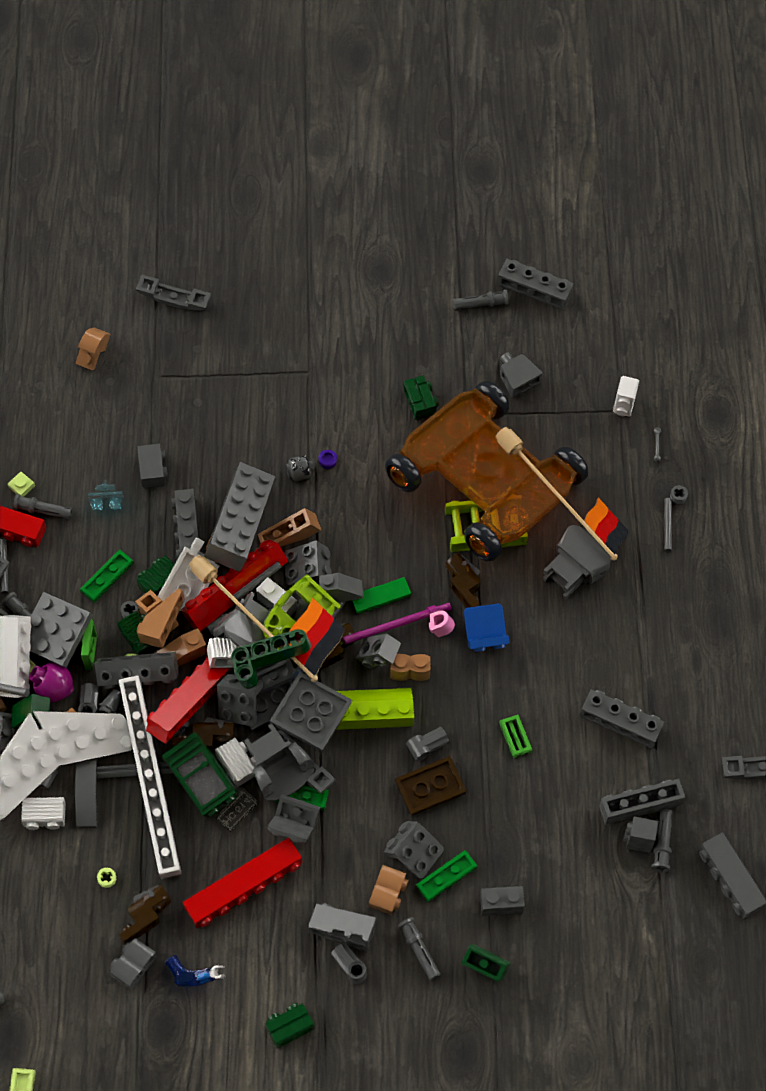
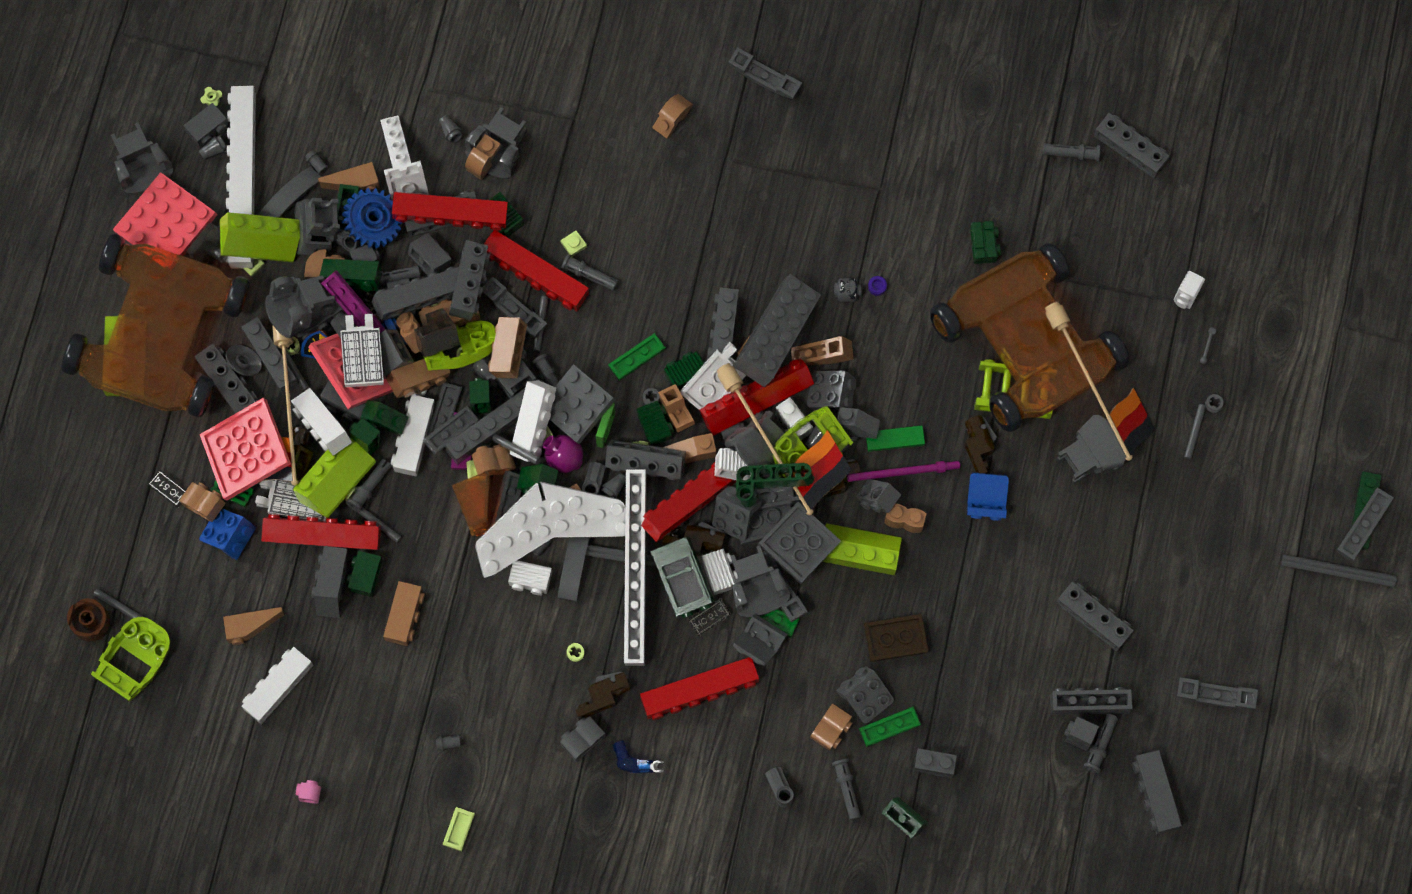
camera: 15 degrees right, 10 degrees up
(114, 497) = (643, 276): clear light blue hips -> none
(151, 465) = (703, 254): dark grey brick -> none
(160, 620) = (677, 418): medium nougat slope -> none
(257, 581) = (779, 398): dark grey bar -> none
(289, 1025) = (711, 829): dark green brick -> none
(342, 926) = (781, 751): wedge -> none
(423, 745) = (899, 597): dark grey piece -> none
(441, 623) = (945, 481): bright pink plate -> none
(519, 374) = (1089, 239): dark grey torso -> none
(521, 751) = (990, 624): bright green tile -> none

